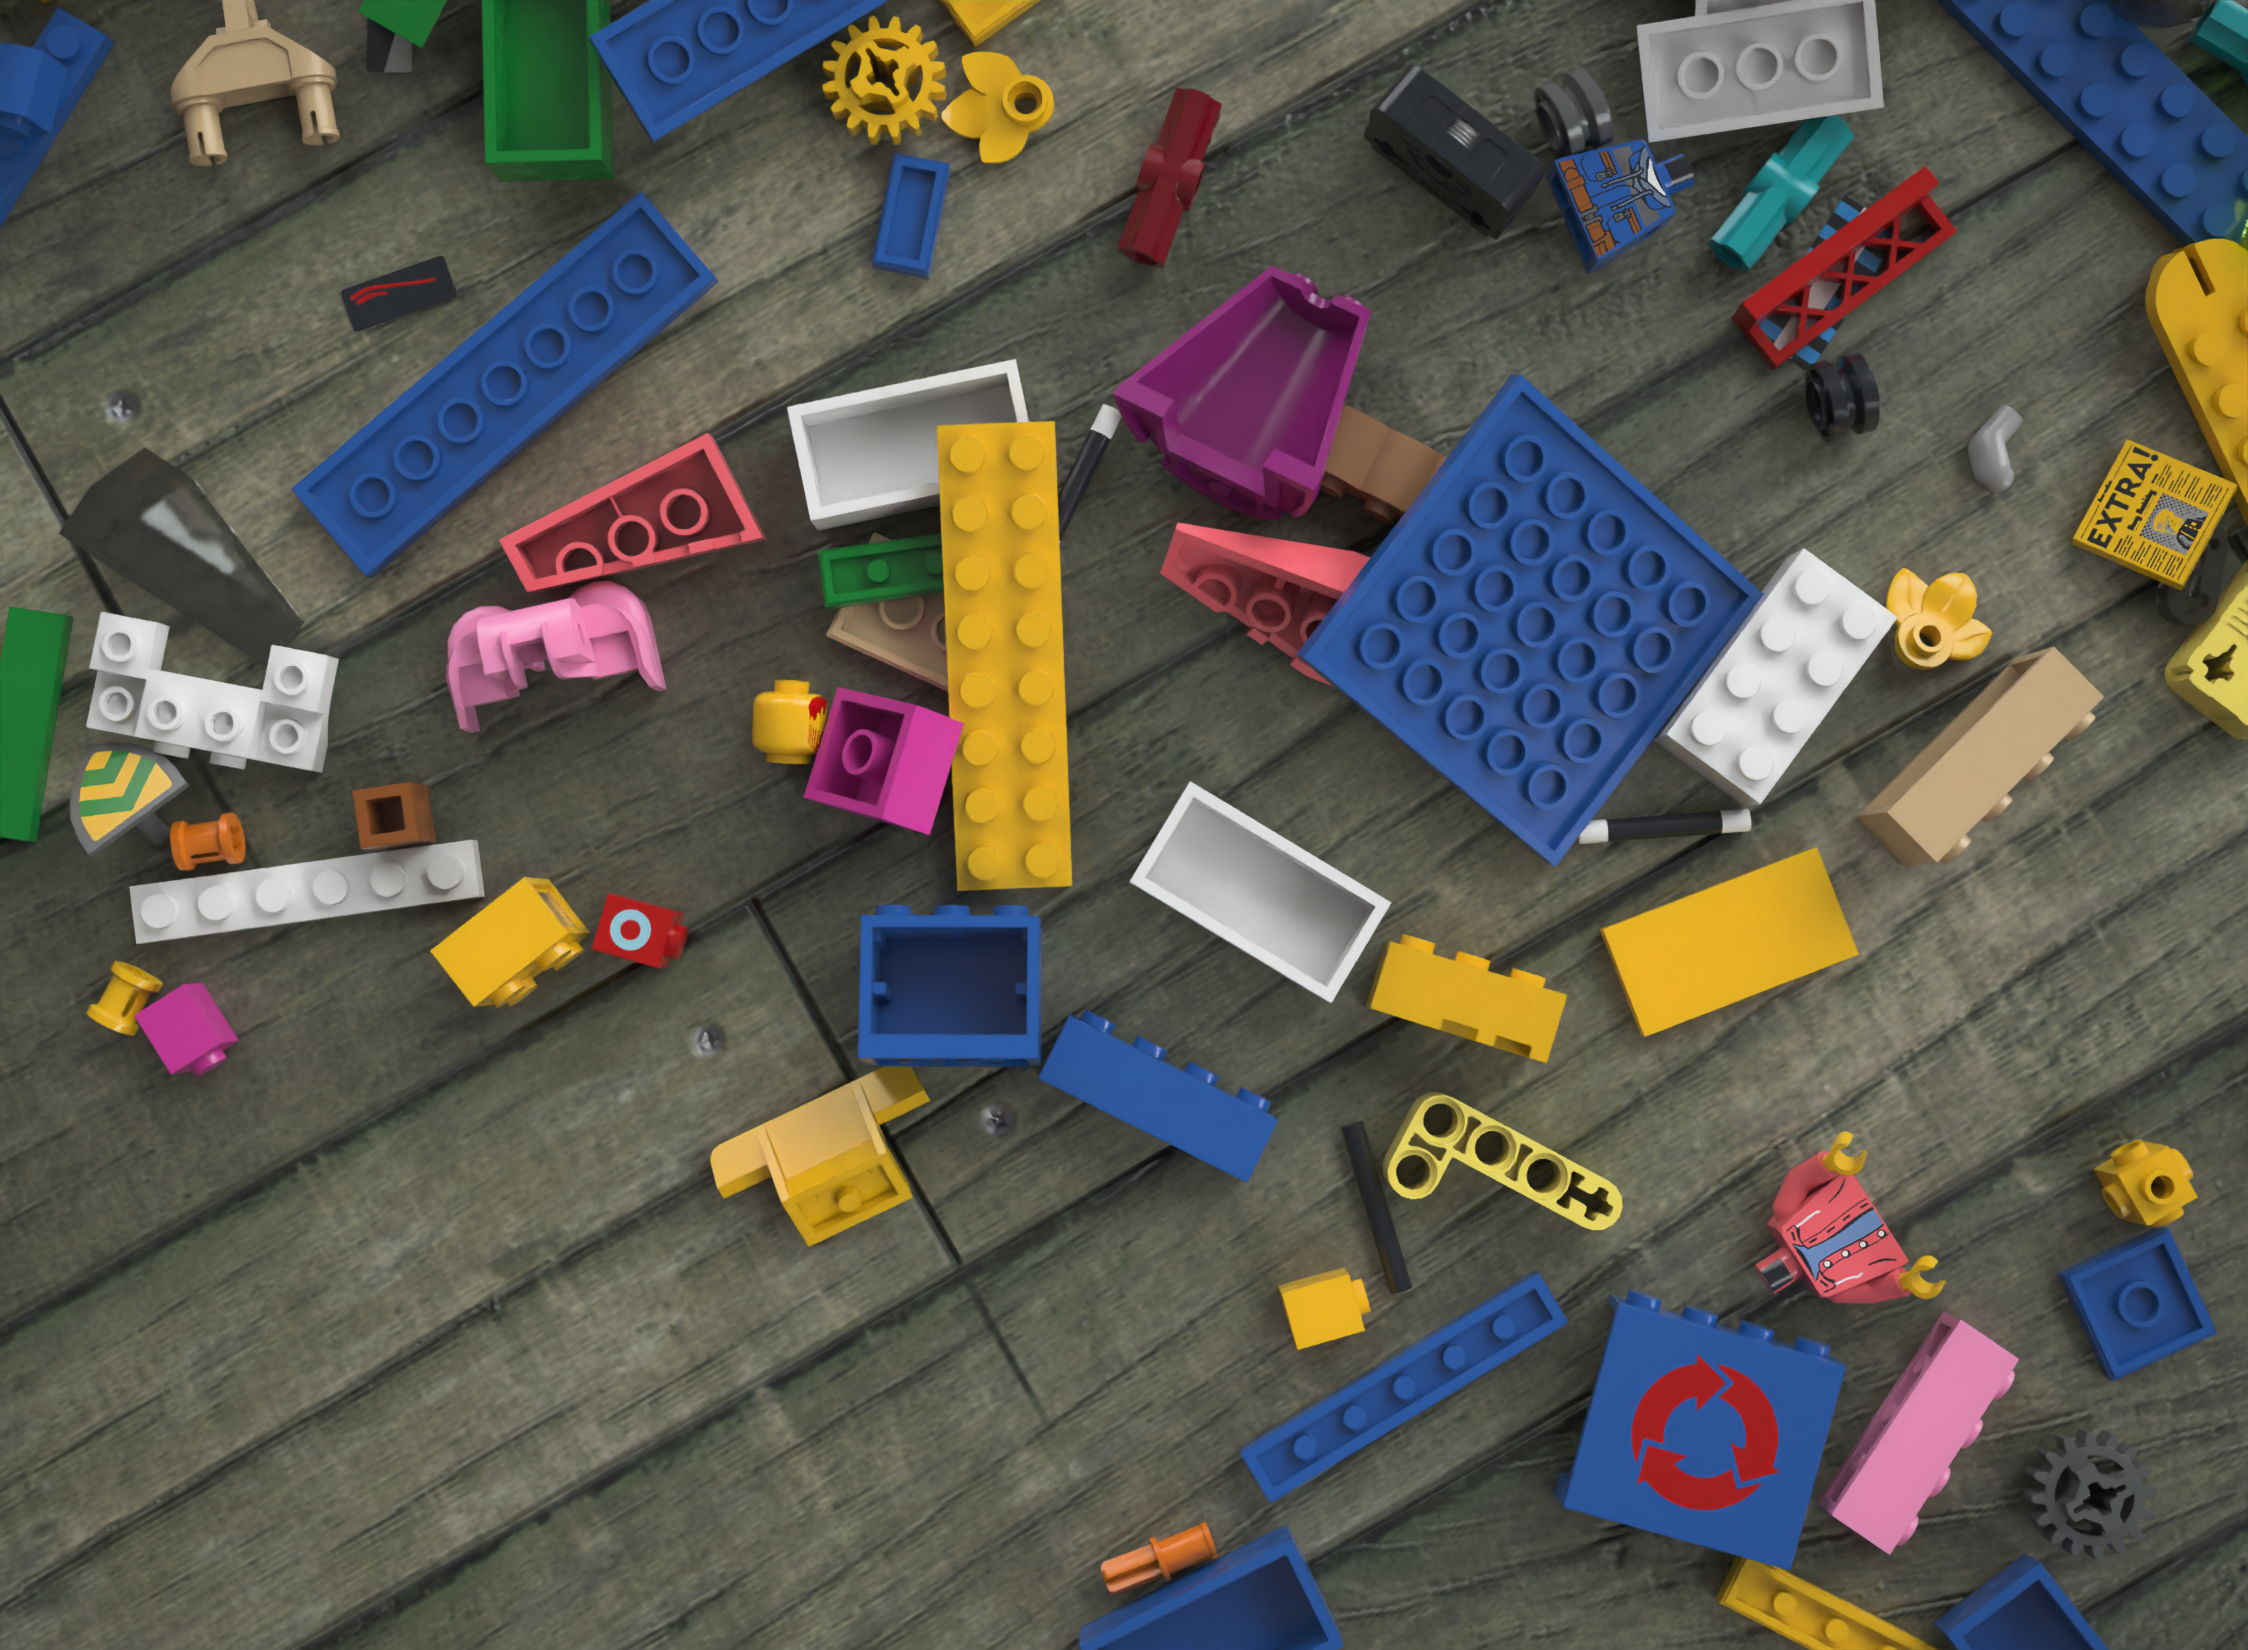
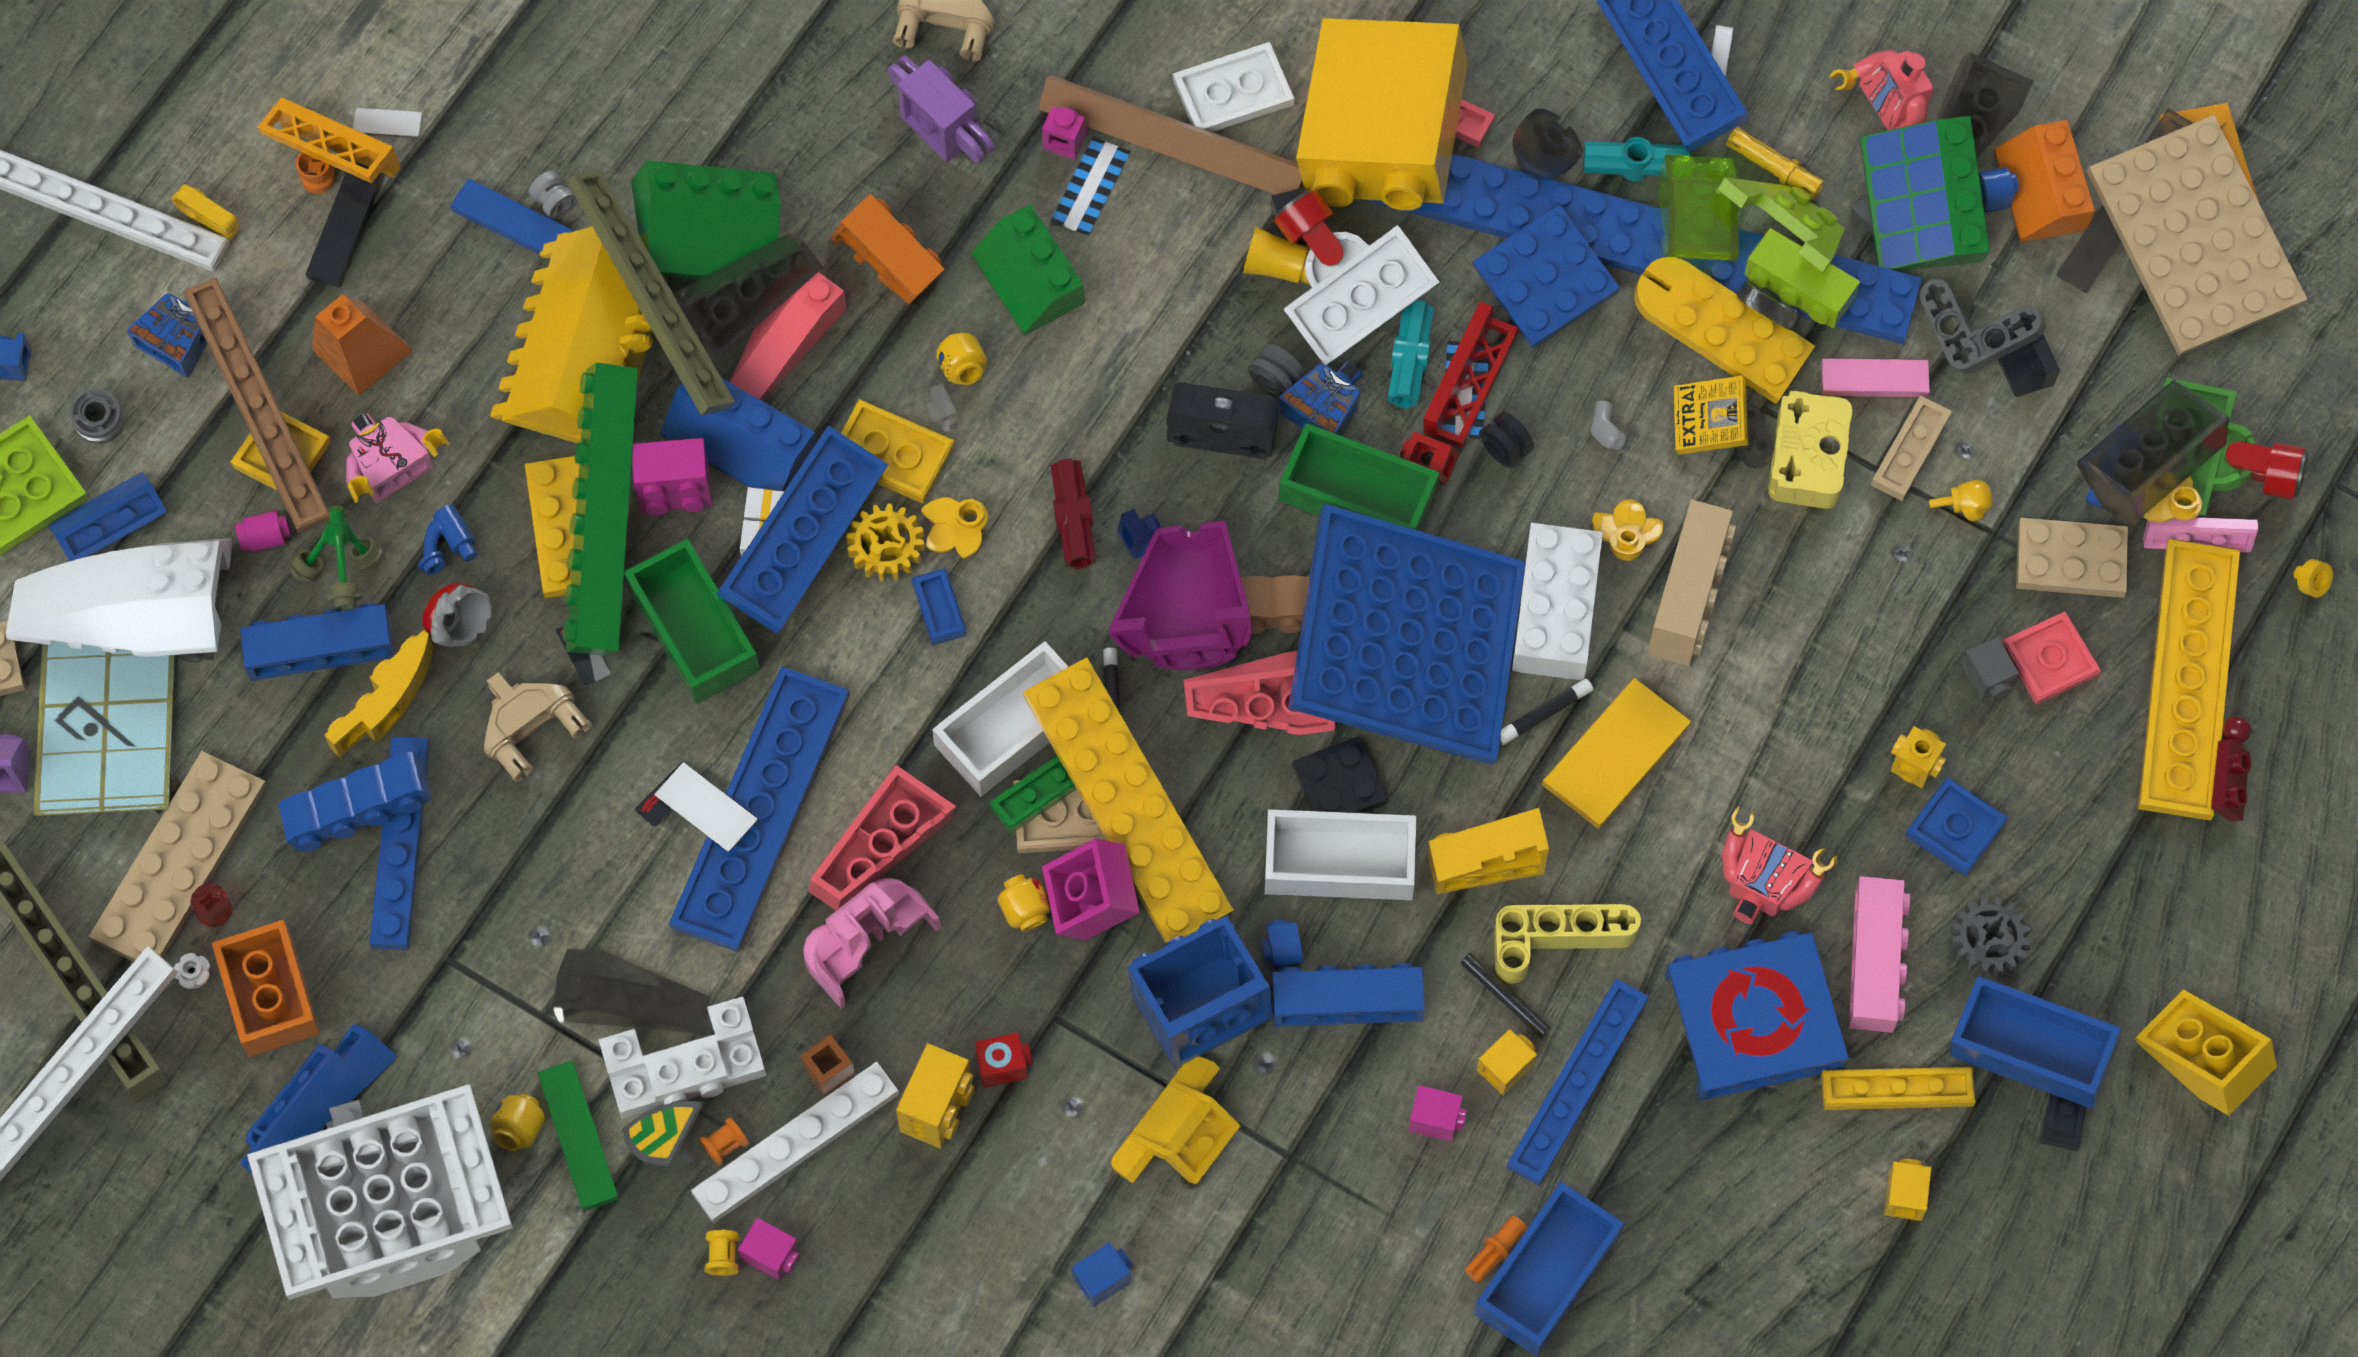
camera: 25 degrees left, 20 degrees down
(430, 345) = (706, 806): none -> white sticker
(613, 1306) = (1102, 1273): none -> blue brick
(1110, 973) = (1282, 944): none -> blue plate
(1185, 1329) = (1437, 1113): none -> dark pink brick
(1244, 256) = (1137, 532): none -> clear blue tile
(1322, 776) = (1340, 779): none -> black plate
(1591, 350) = (1356, 479): none -> green piece
(1694, 350) = (1444, 455): none -> red brick
(2042, 174) = (1545, 276): none -> blue plate

